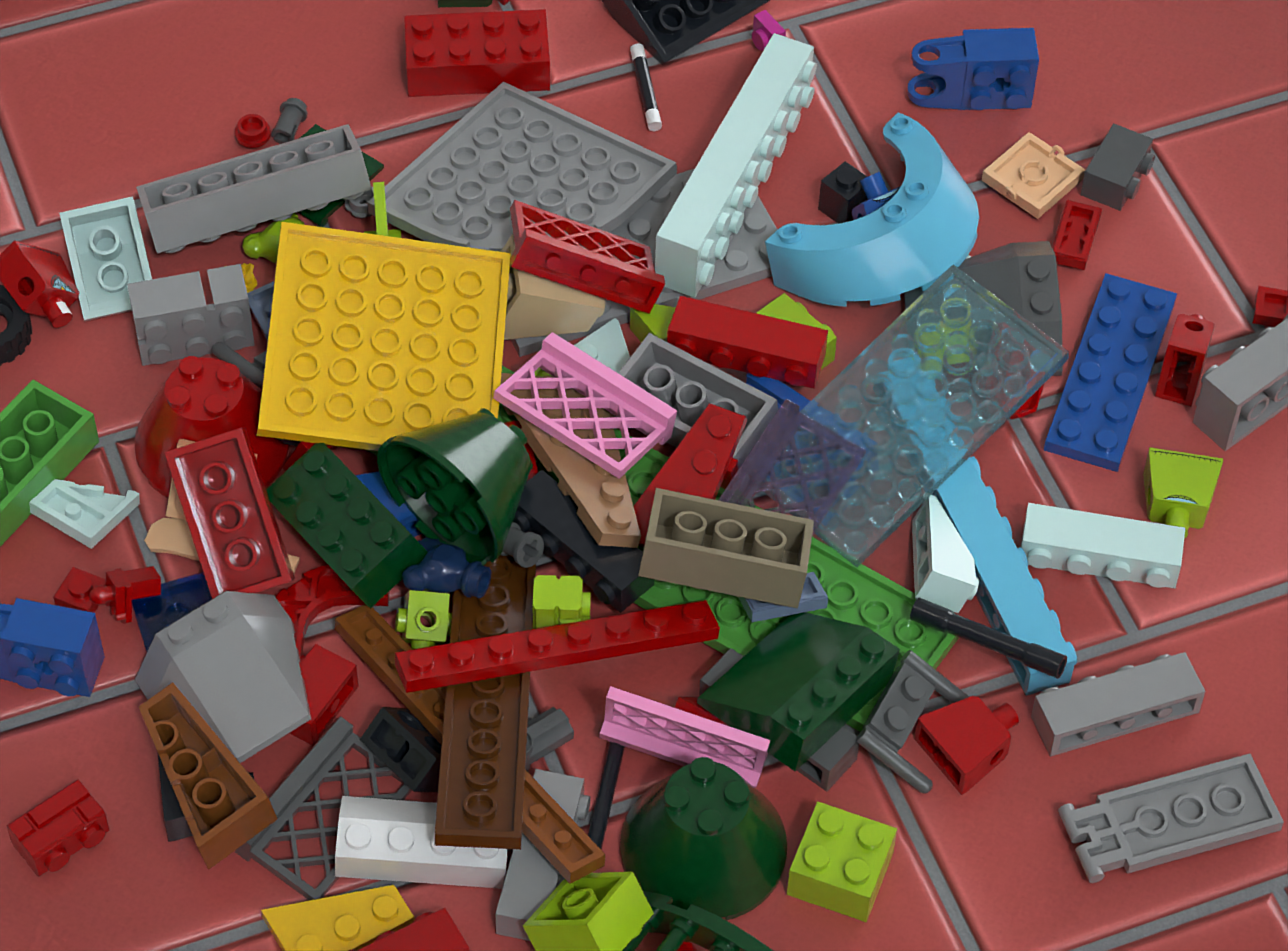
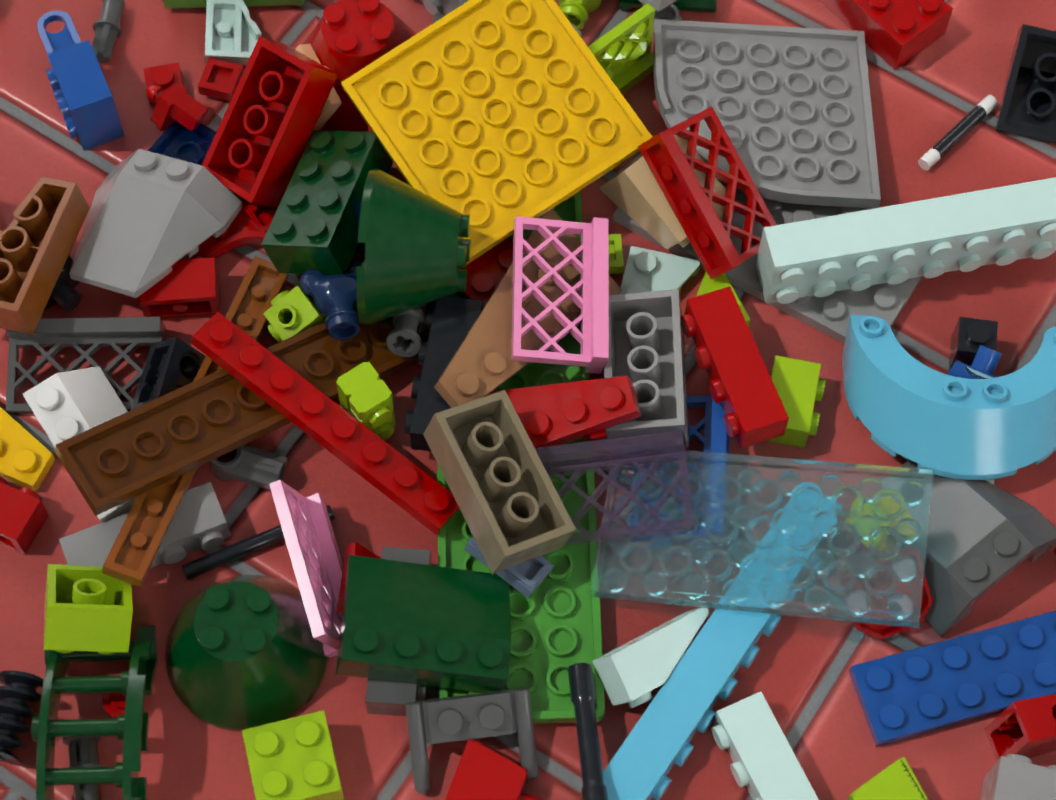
camera: 55 degrees right, 10 degrees up
(122, 544) = (220, 79): none -> red plate

